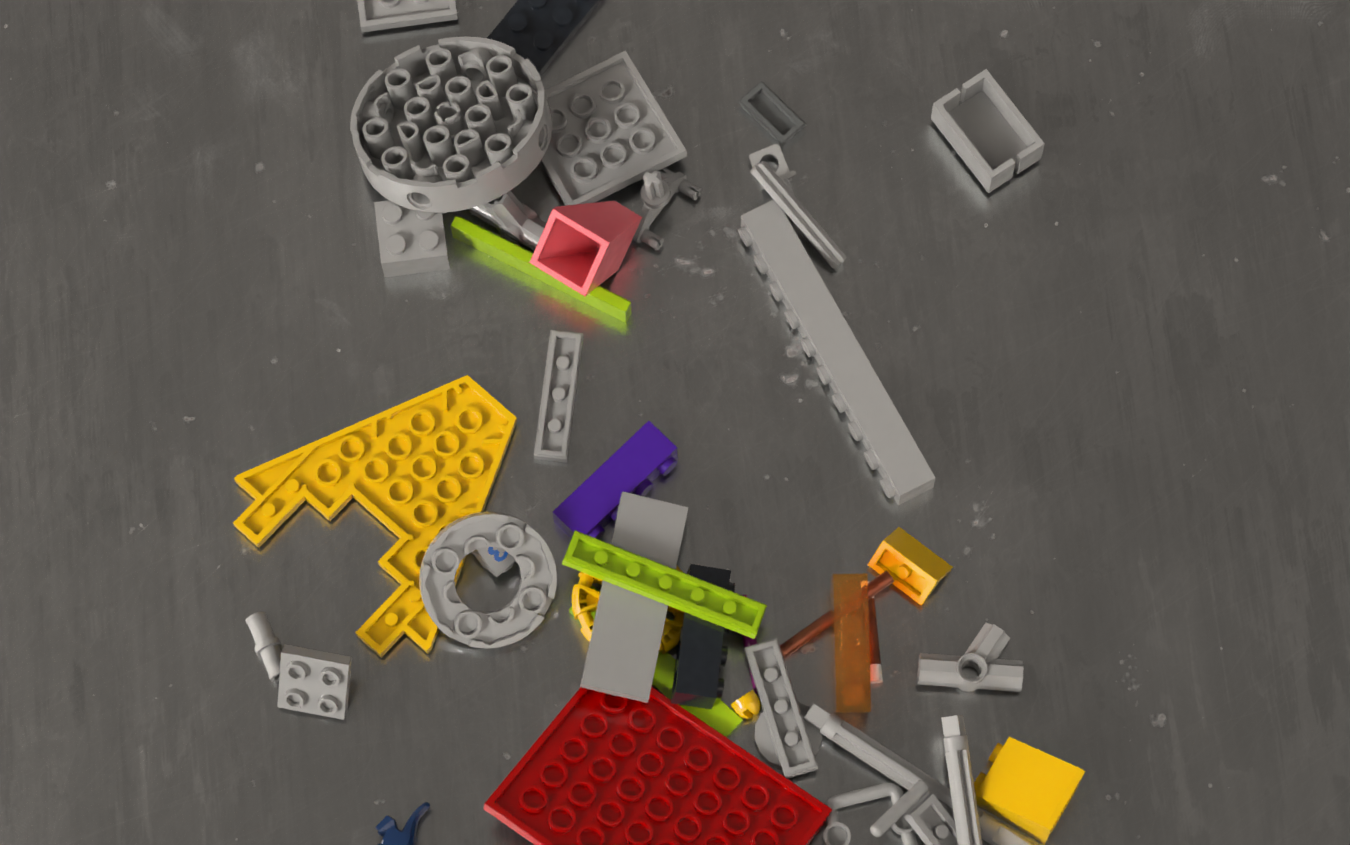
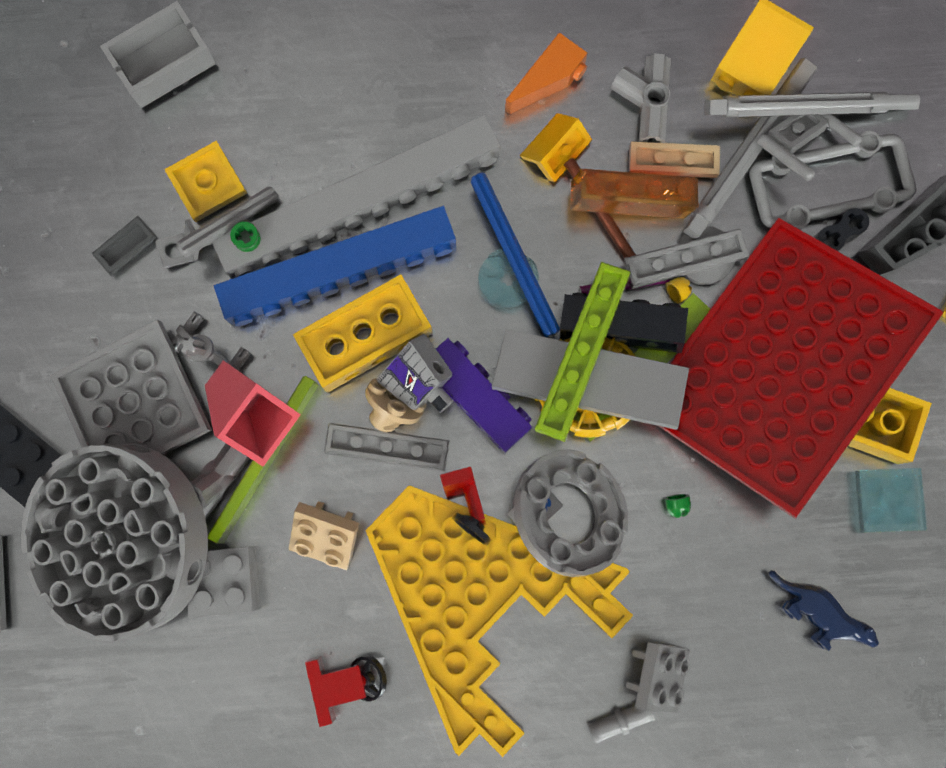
camera: 90 degrees left, 10 degrees up
(305, 358) = (342, 685): none -> red piece
(460, 331) = (323, 535): none -> tan plate
(502, 704) = (678, 505): none -> green hinge
(515, 474) = (459, 484): none -> red piece
(605, 395) = (388, 410): none -> tan plate
(631, 415) = (418, 375): none -> light grey torso
(685, 341) = (360, 314): none -> yellow brick
(741, 532) = (496, 292): none -> clear light blue plate
(757, 333) = (335, 266): none -> blue brick
(775, 516) = (515, 255): none -> blue axle
(782, 221) = (251, 229): none -> green bush
(848, 191) = (205, 181): none -> yellow plate
(900, 696) = (674, 159): none -> tan plate
(998, 555) = (550, 74): none -> orange slope

